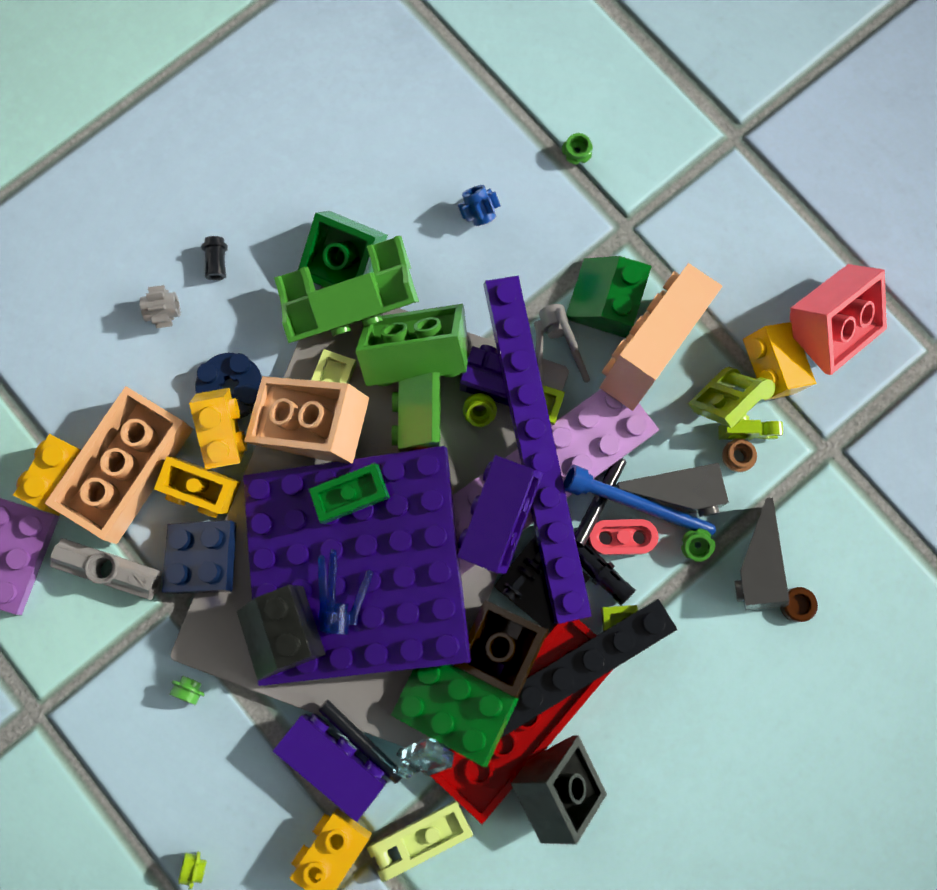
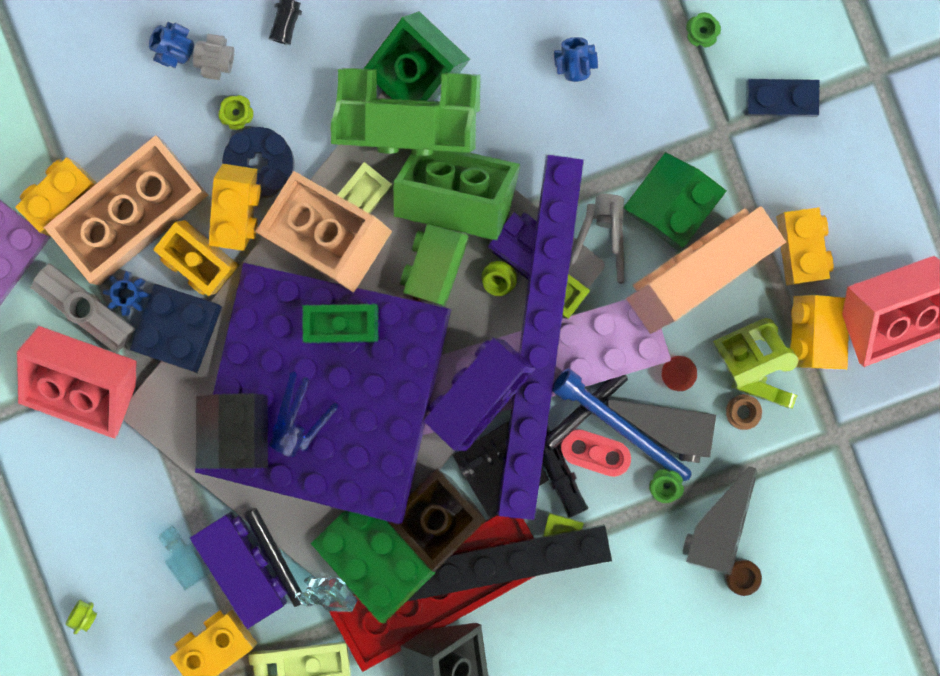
camera: 25 degrees right, 10 degrees up
(117, 639) = (75, 381): none -> coral slope
(118, 308) = (171, 44): none -> blue gear
(137, 535) = (121, 285): none -> blue gear
(187, 690) = (125, 451): bright green plate -> none
(195, 340) = (226, 110): none -> lime plate
(278, 777) = (185, 560): none -> clear light blue plate
(665, 182) = (782, 97): none -> dark blue plate
(669, 441) = (679, 373): none -> clear red plate
(739, 299) = (805, 249): none -> yellow brick

